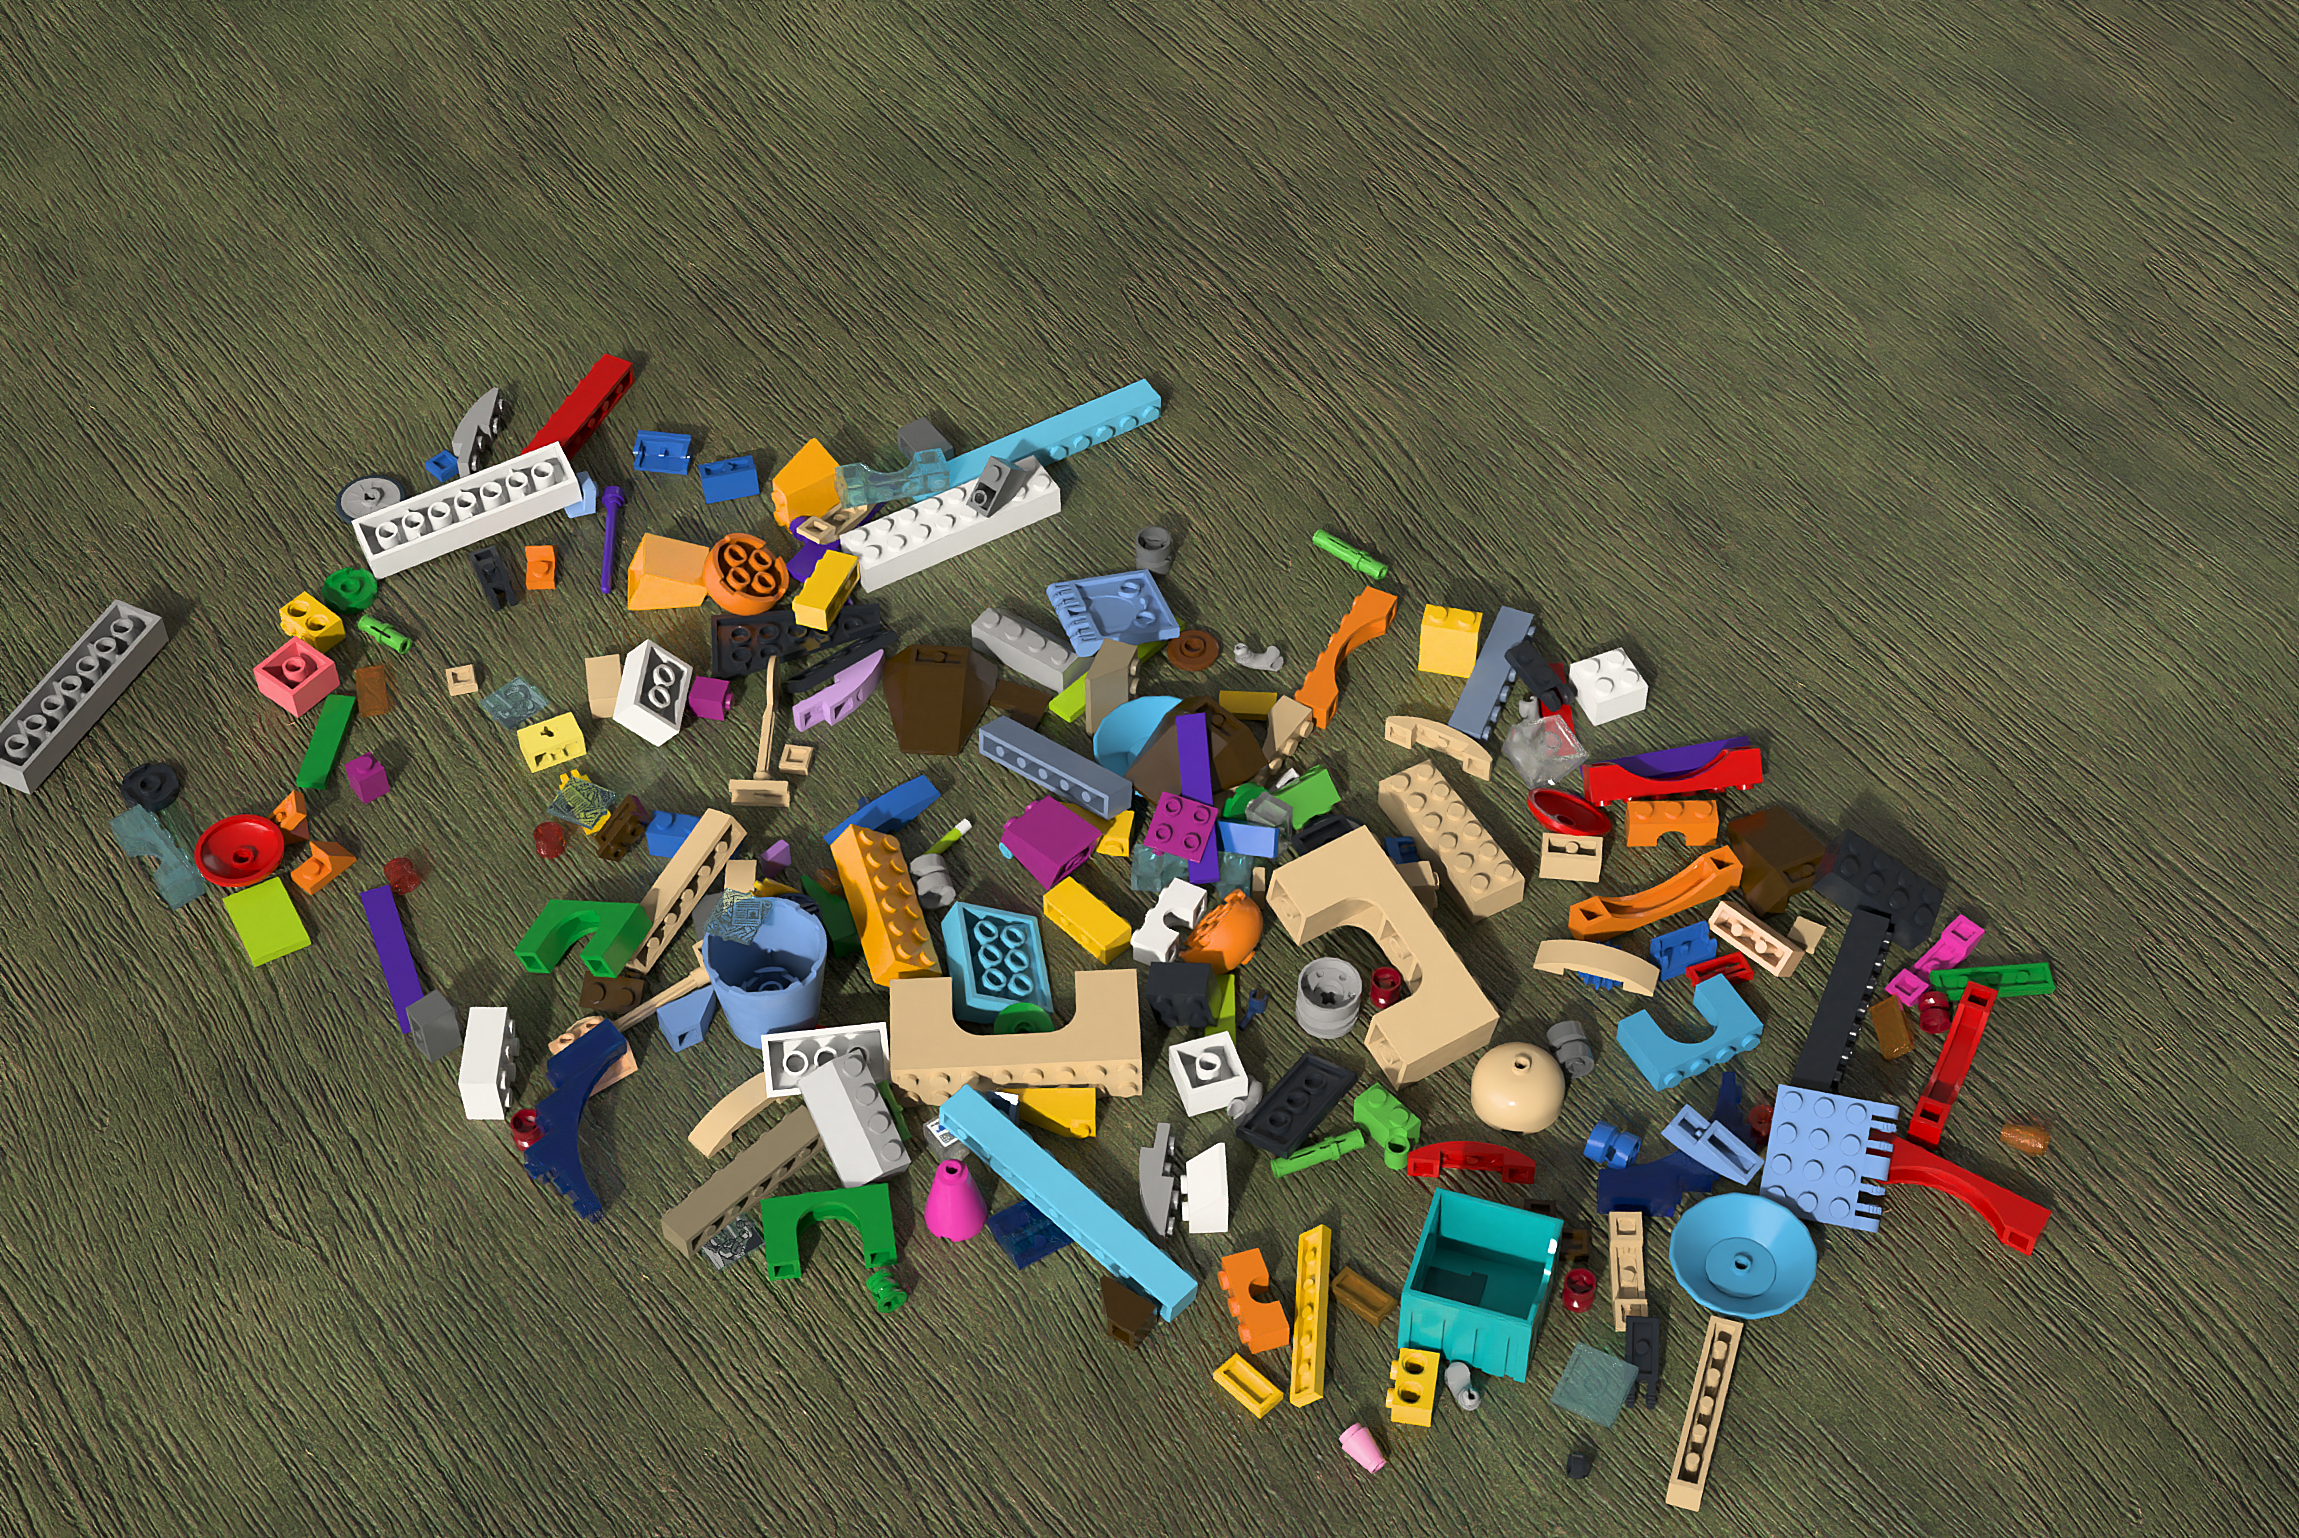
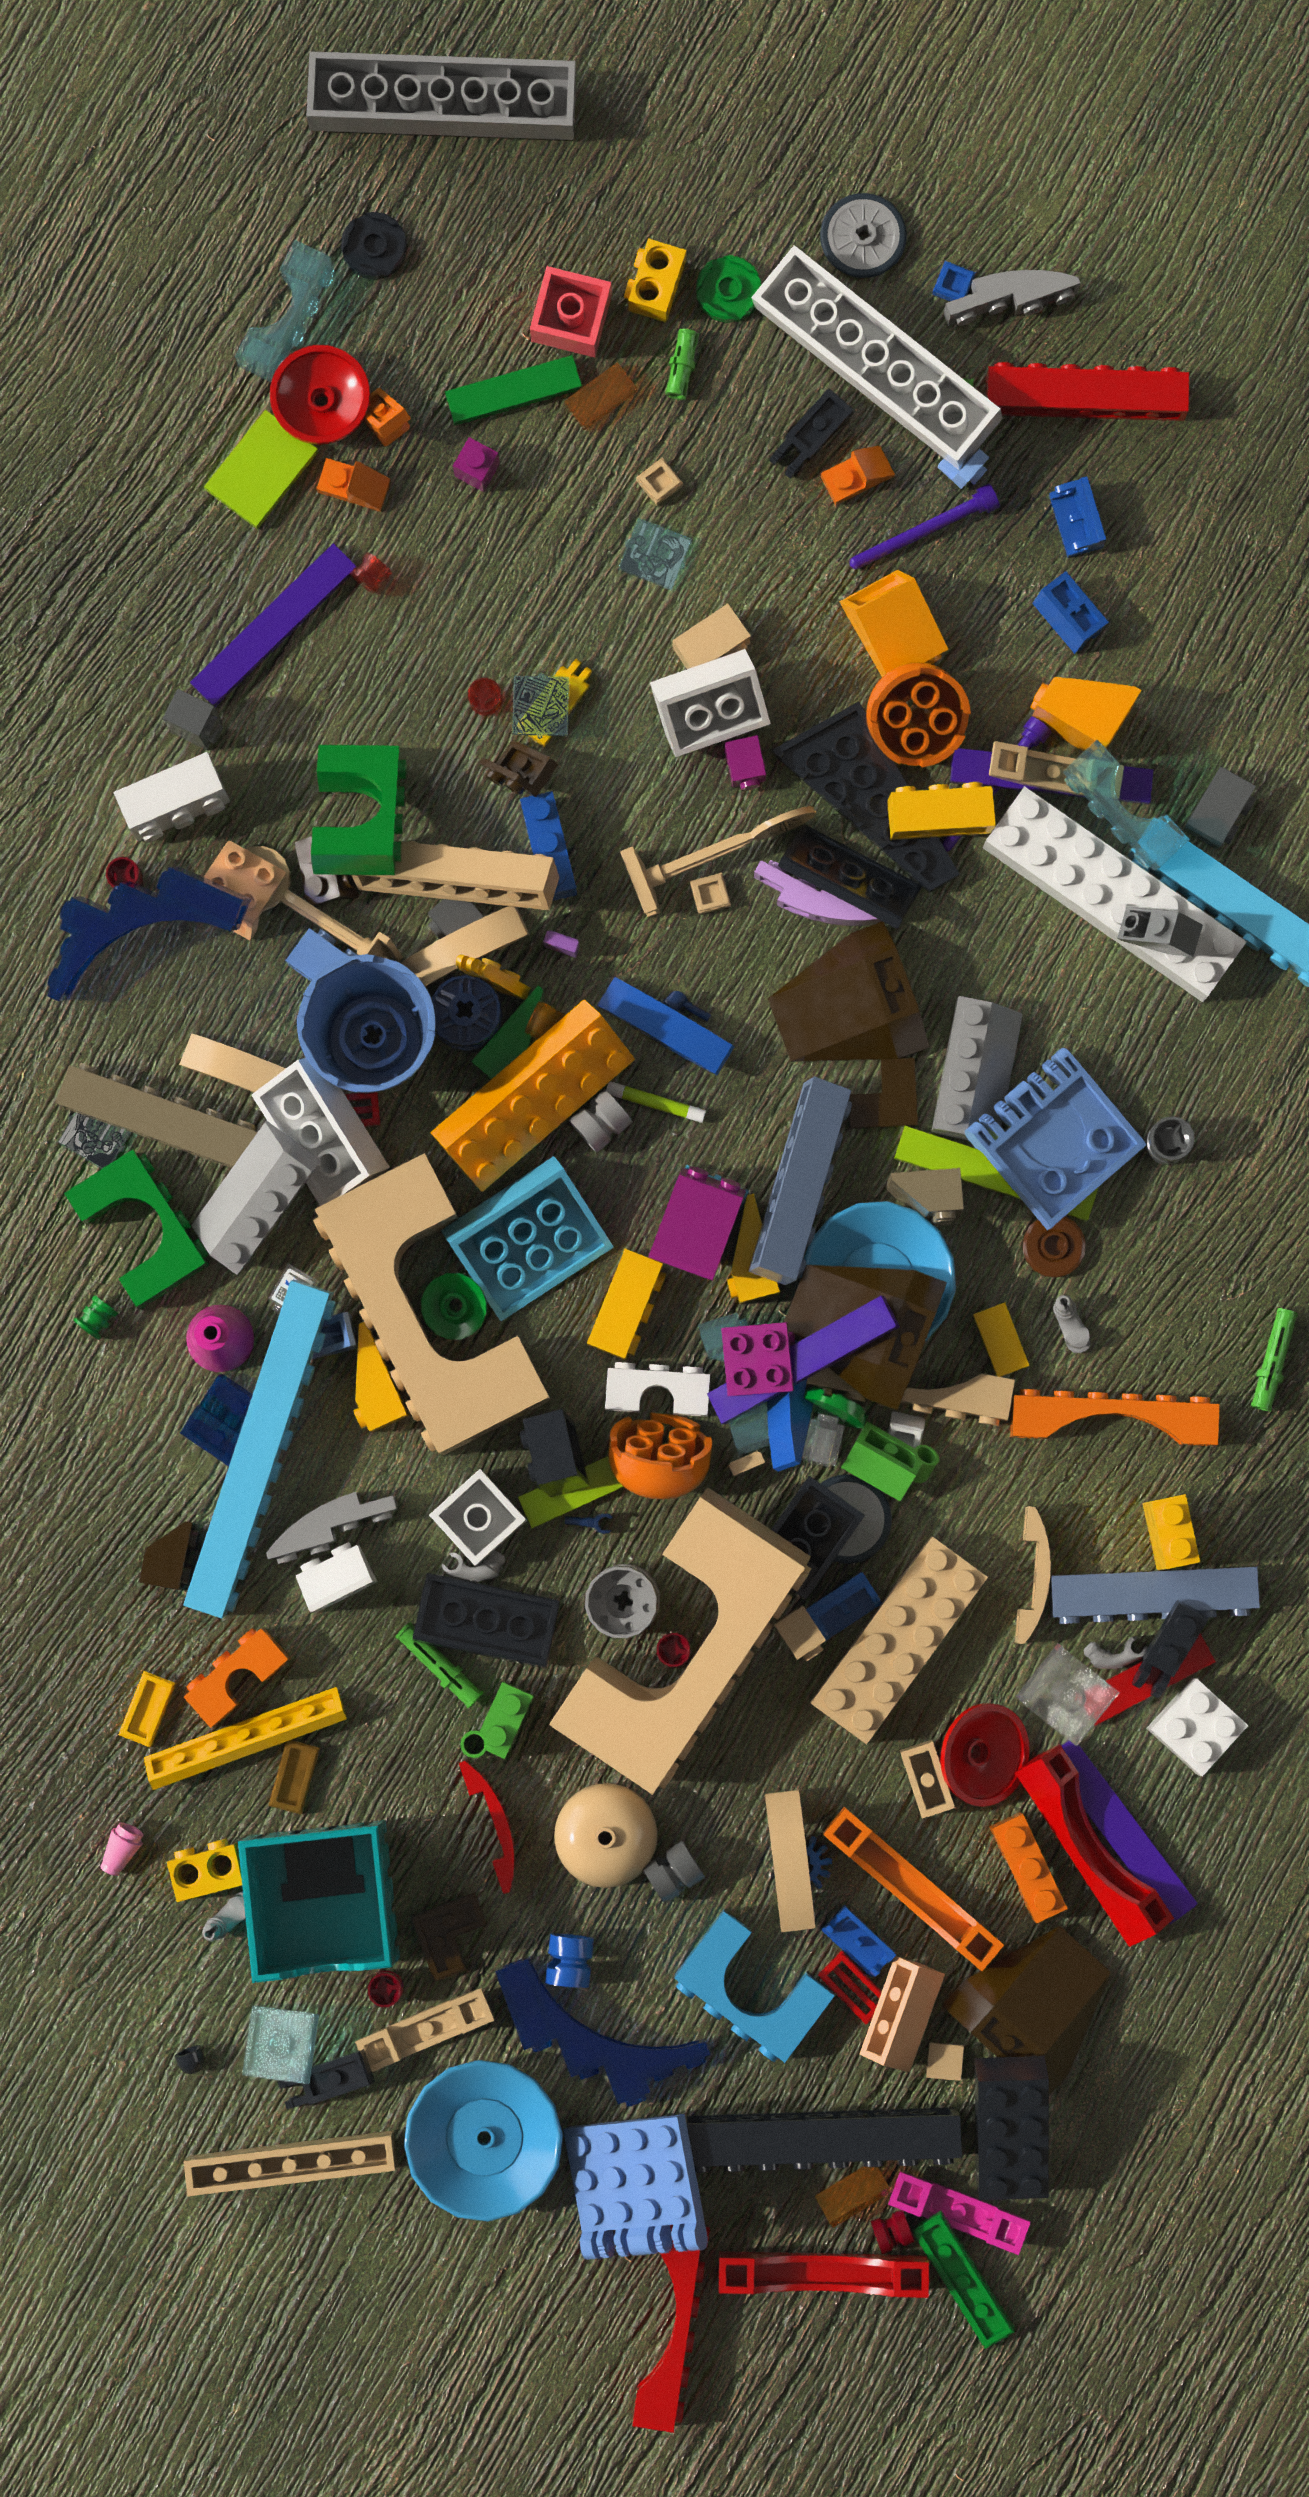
camera: 70 degrees right, 35 degrees up
(551, 742) = (618, 644): light yellow brick -> none
(737, 916) = (388, 977): clear light blue piece -> none
(886, 1093) = (293, 1223): bright green pin -> none
(1712, 1145) = (595, 2067): medium blue slope -> none
(1761, 1113) = (671, 2094): clear red wheel -> none
(2027, 1139) = (769, 2375): clear orange cone -> none

